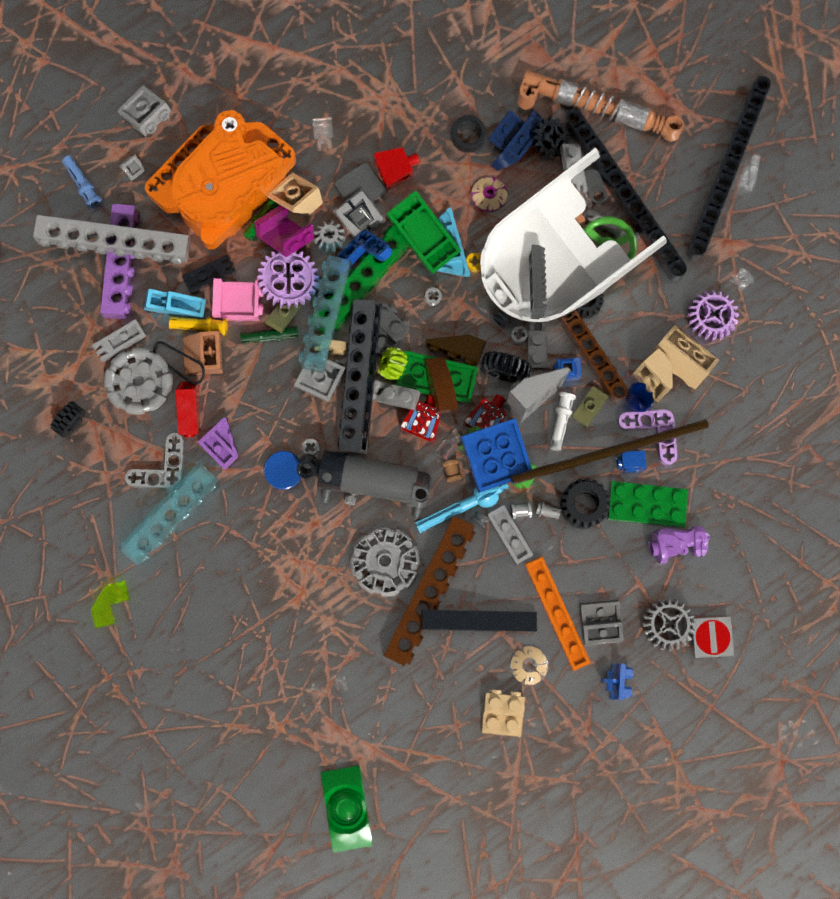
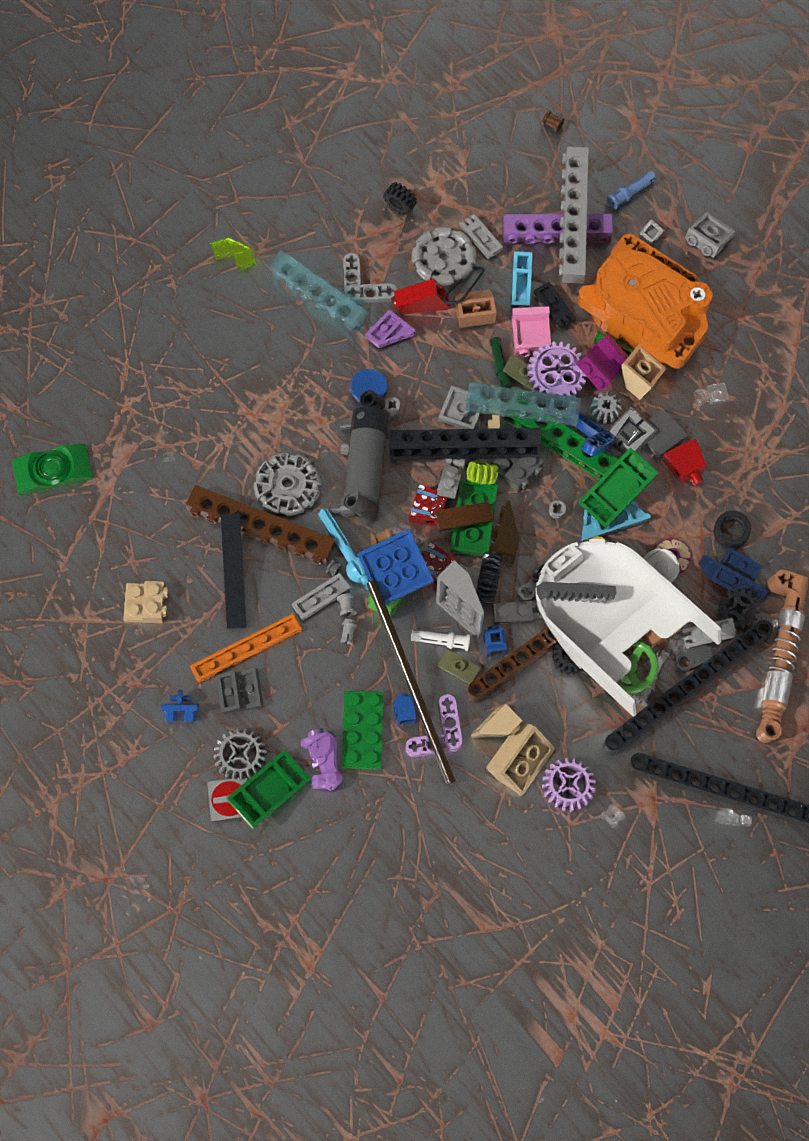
camera: 90 degrees right, 10 degrees down
(199, 324) = (503, 308): yellow pin -> none
(501, 203) = (664, 562): none -> white tile
(521, 672) = (197, 633): tan dish -> none
(593, 489) = (354, 649): black tyre -> none
(639, 398) = (472, 712): clear blue hair -> none
(707, 598) = (268, 789): none -> green slope

